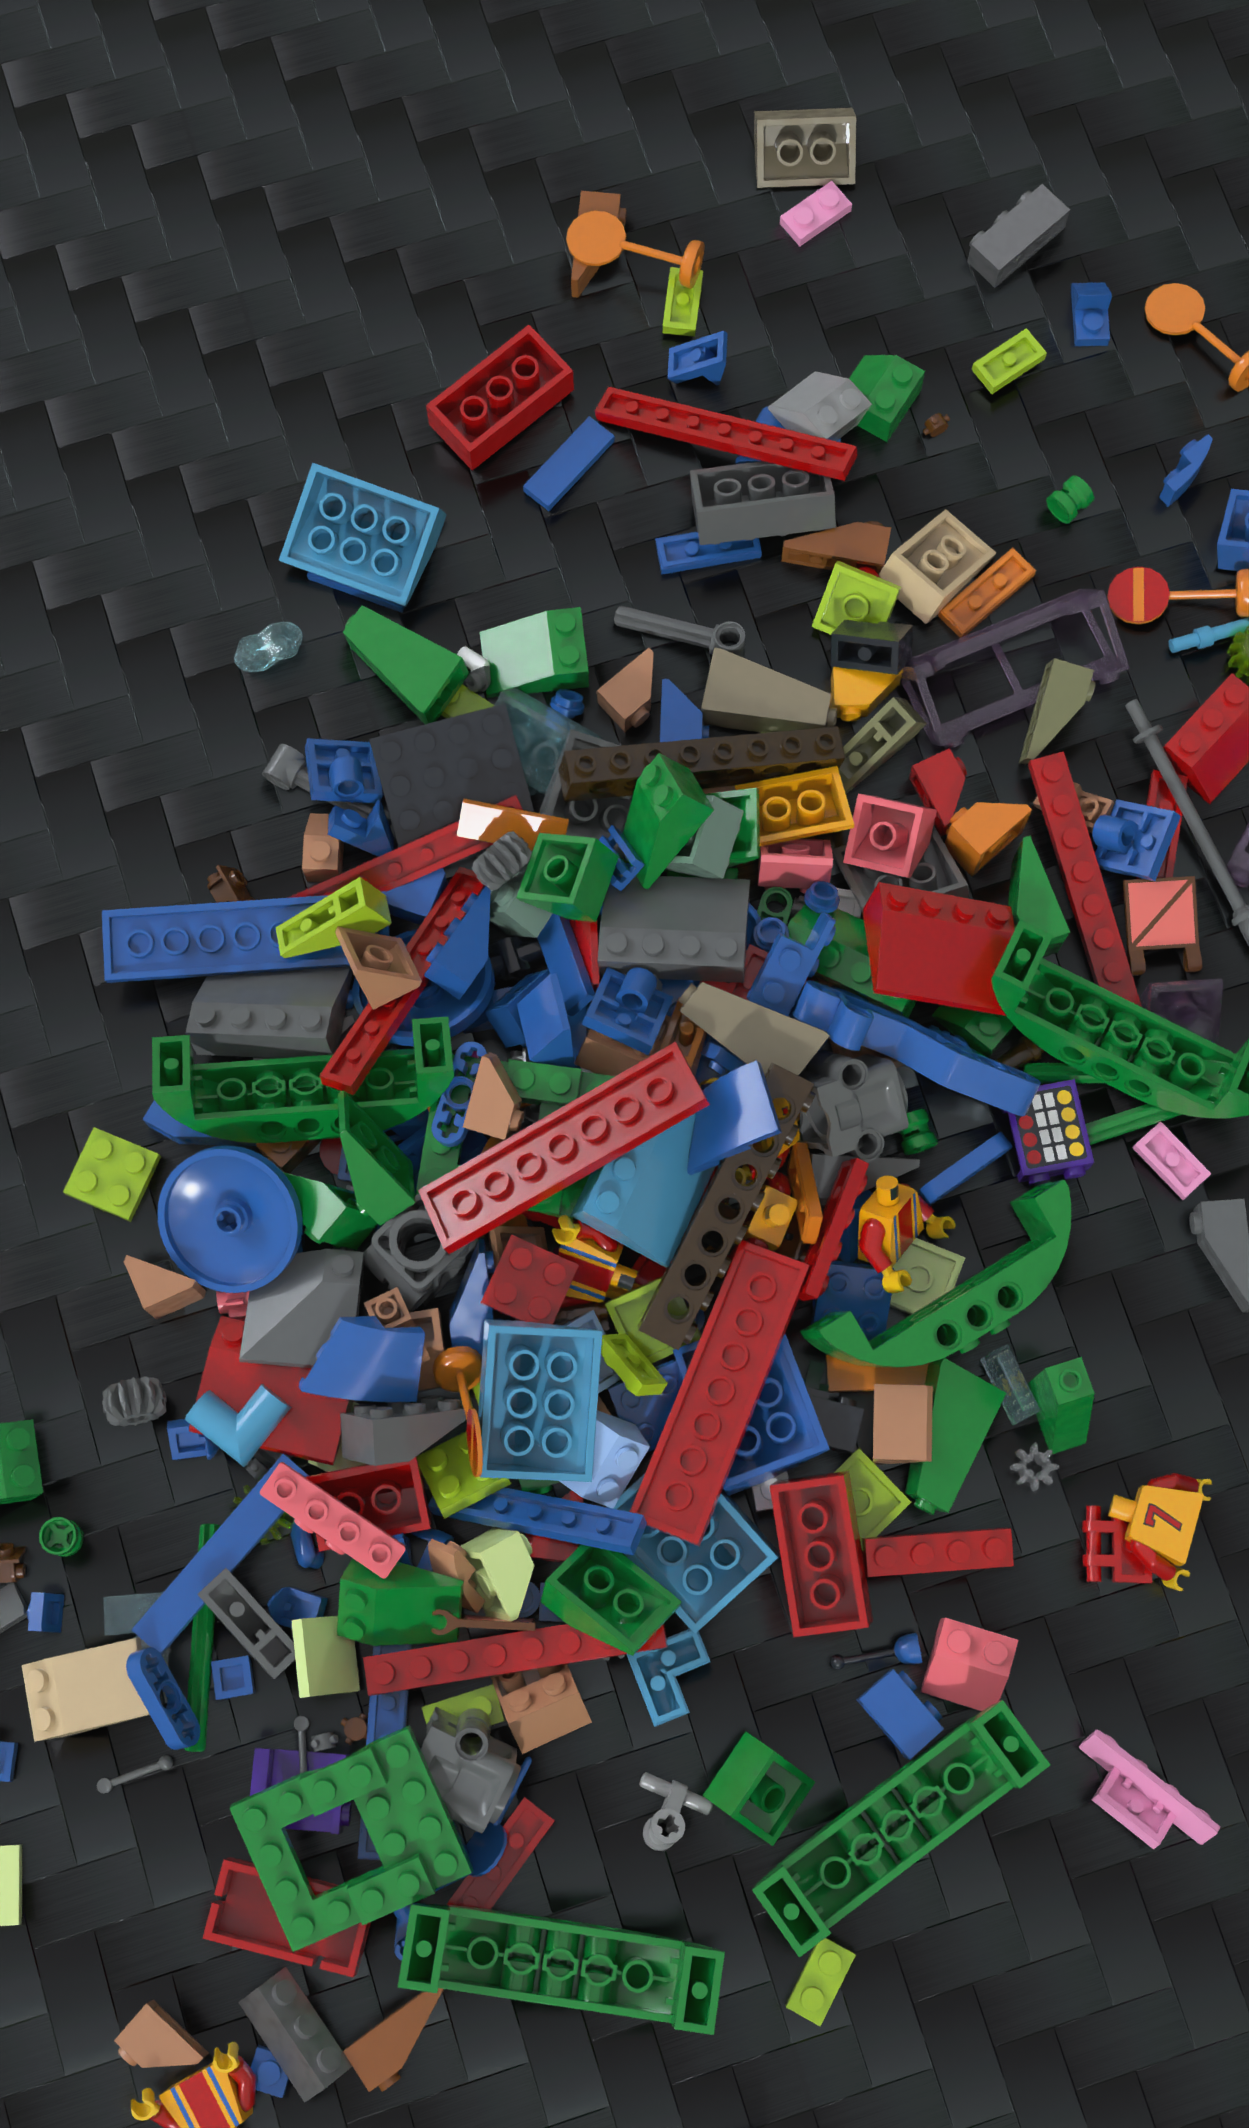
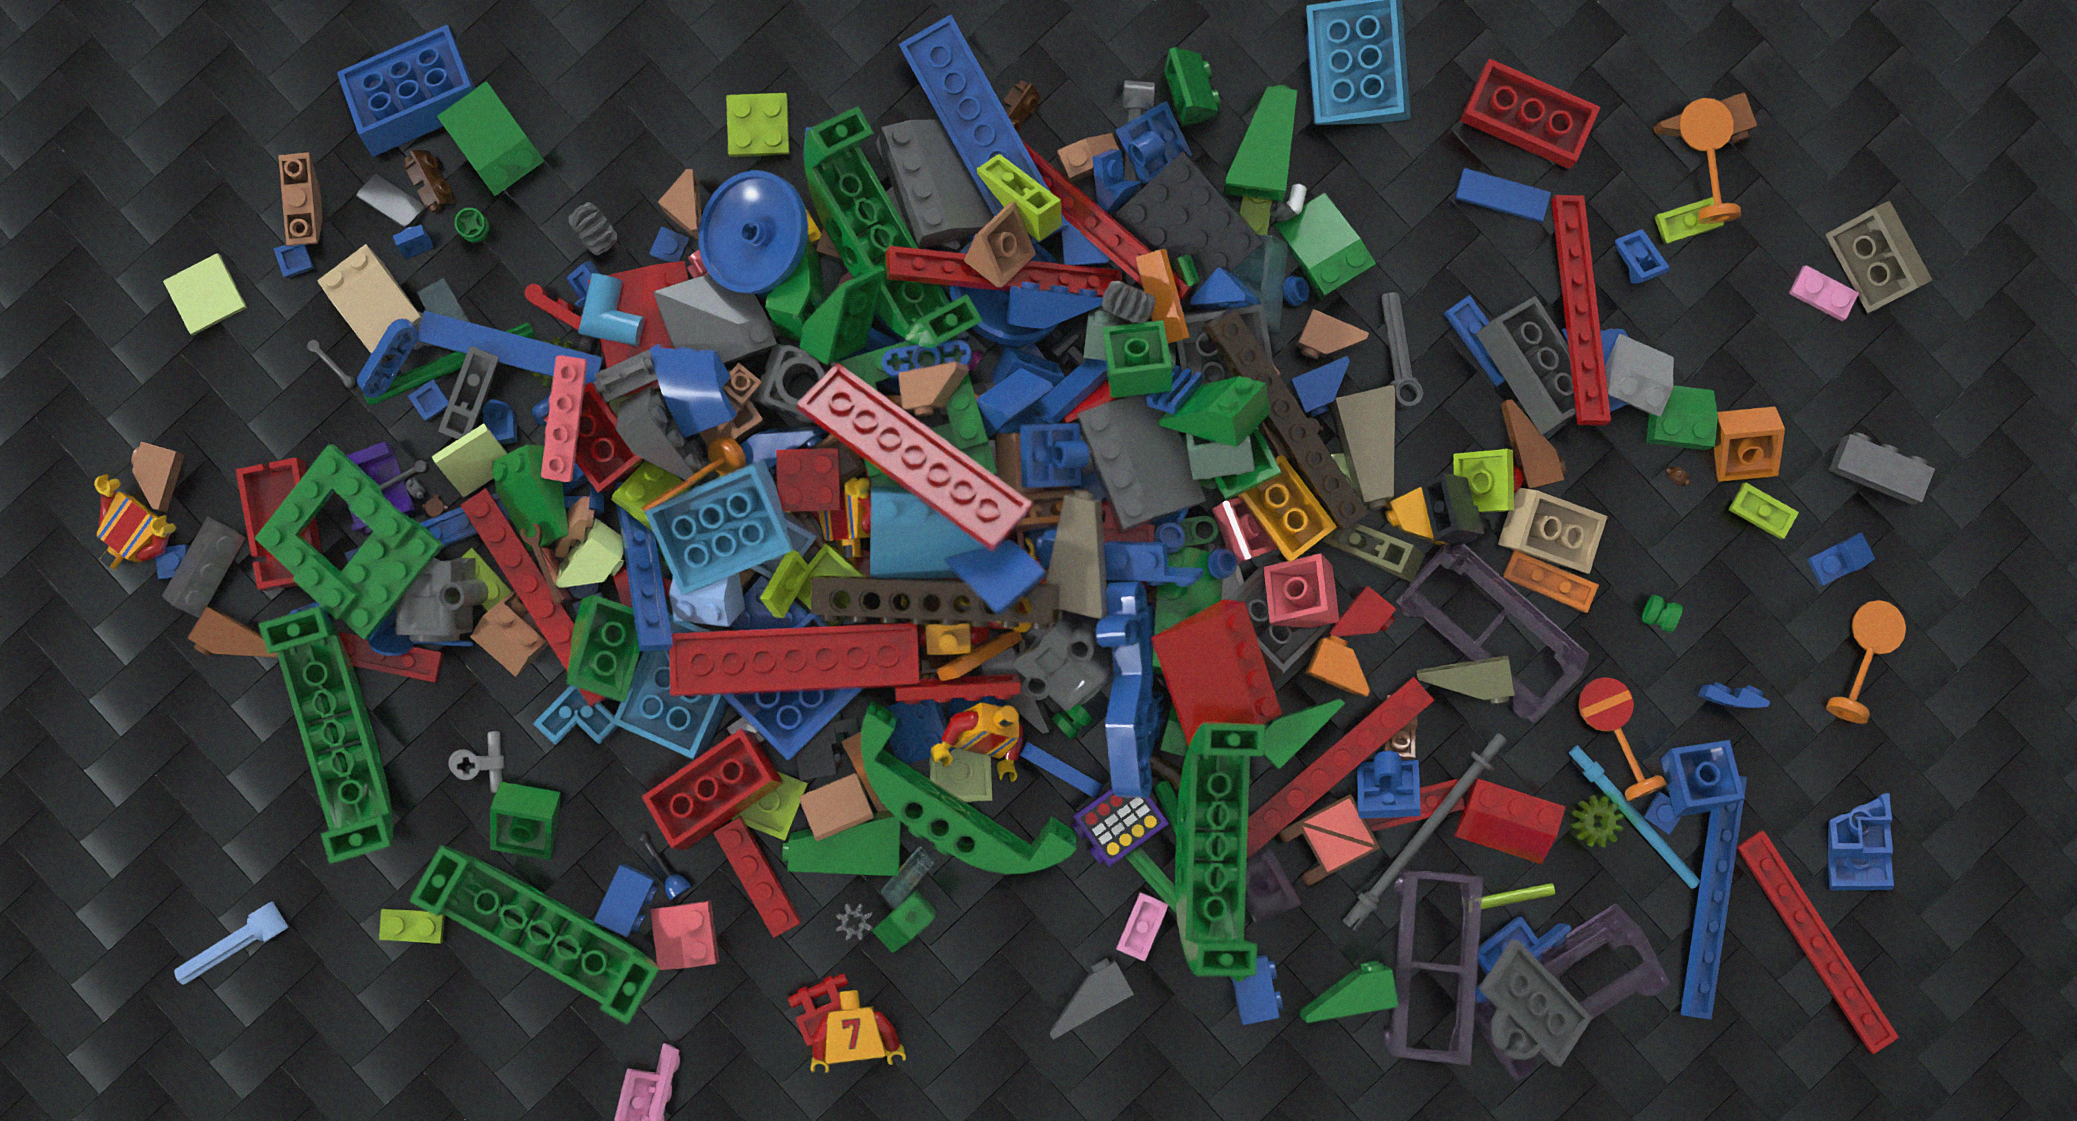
camera: 55 degrees right, 10 degrees up
(194, 1330) = (669, 246): none -> blue plate
(205, 1483) = (560, 310): none -> red plate
(267, 647) = (1231, 33): clear light blue piece -> none
(303, 710) = (1190, 86): none -> green slope
(317, 1433) = (625, 376): none -> flat silver hinge
(493, 793) = (1185, 268): none -> green slope
(535, 769) = (1222, 291): none -> blue slope
(936, 342) = (1748, 444): none -> orange slope

